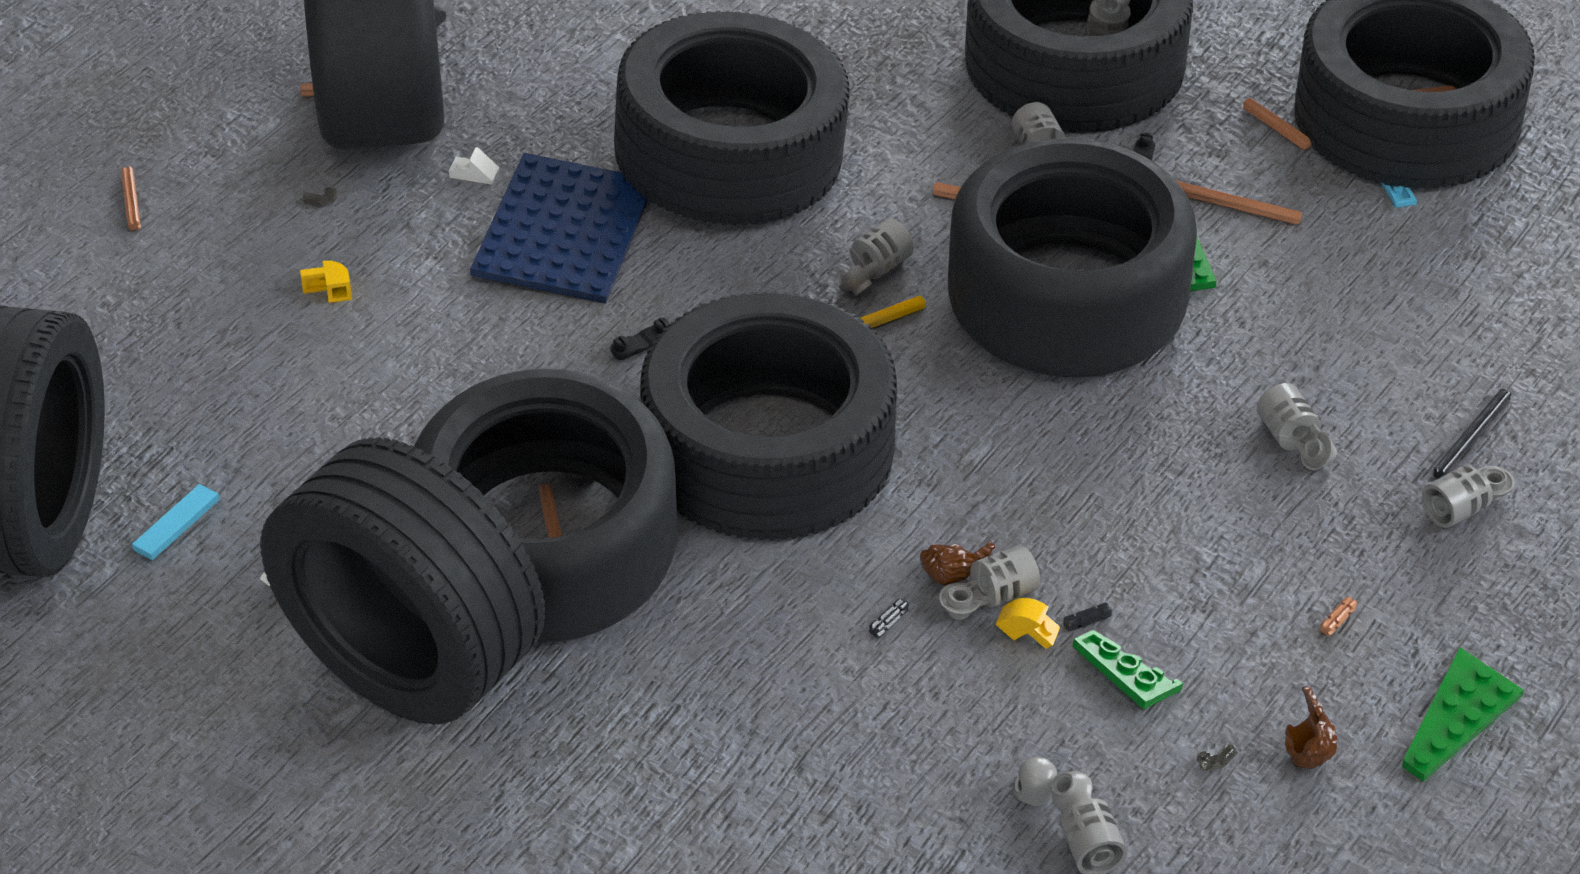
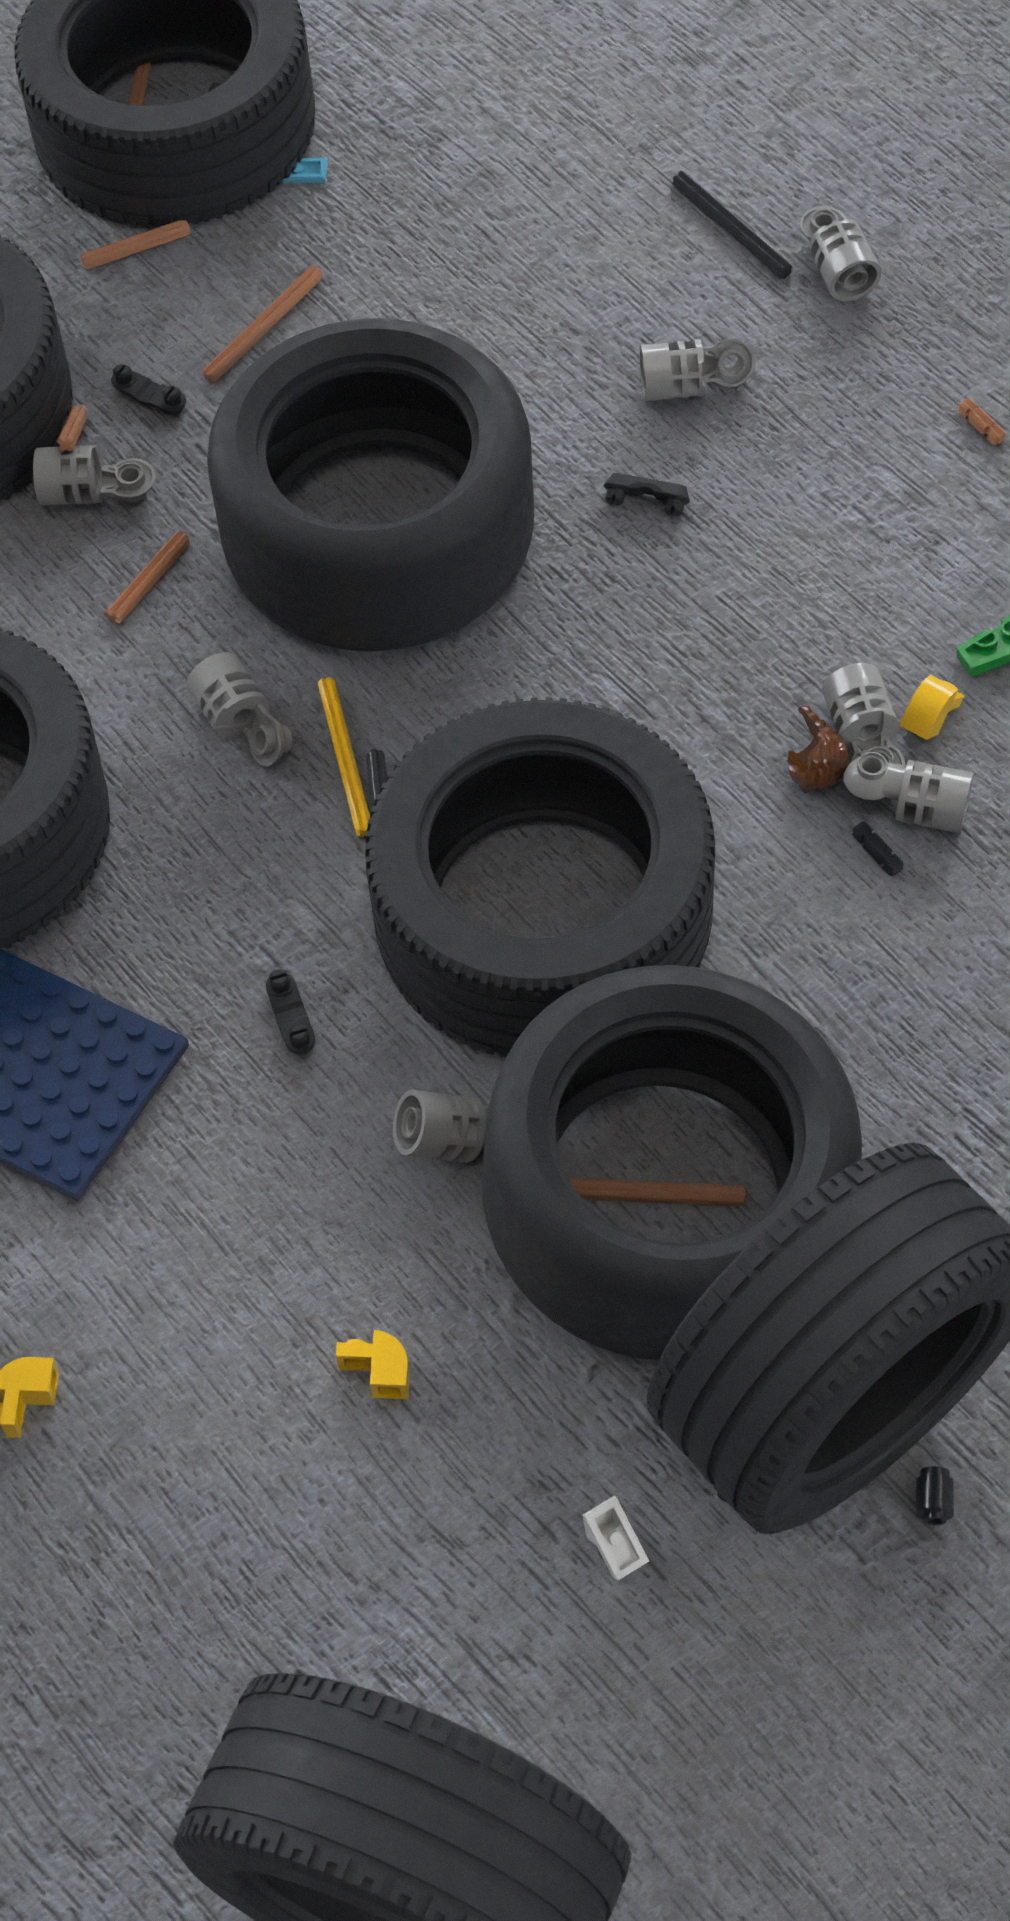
camera: 70 degrees left, 15 degrees up
(175, 522) = (464, 1683): medium azure tile -> none
(354, 727) = (935, 1495): none -> black brick
(391, 428) = (384, 1359): none -> yellow brick
(937, 620) = (924, 791): none -> light grey cylinder
(1076, 121) = (72, 428): none -> nougat axle
(1087, 616) = (925, 650): black axle -> none
(1173, 443) = (621, 484): none -> black piece

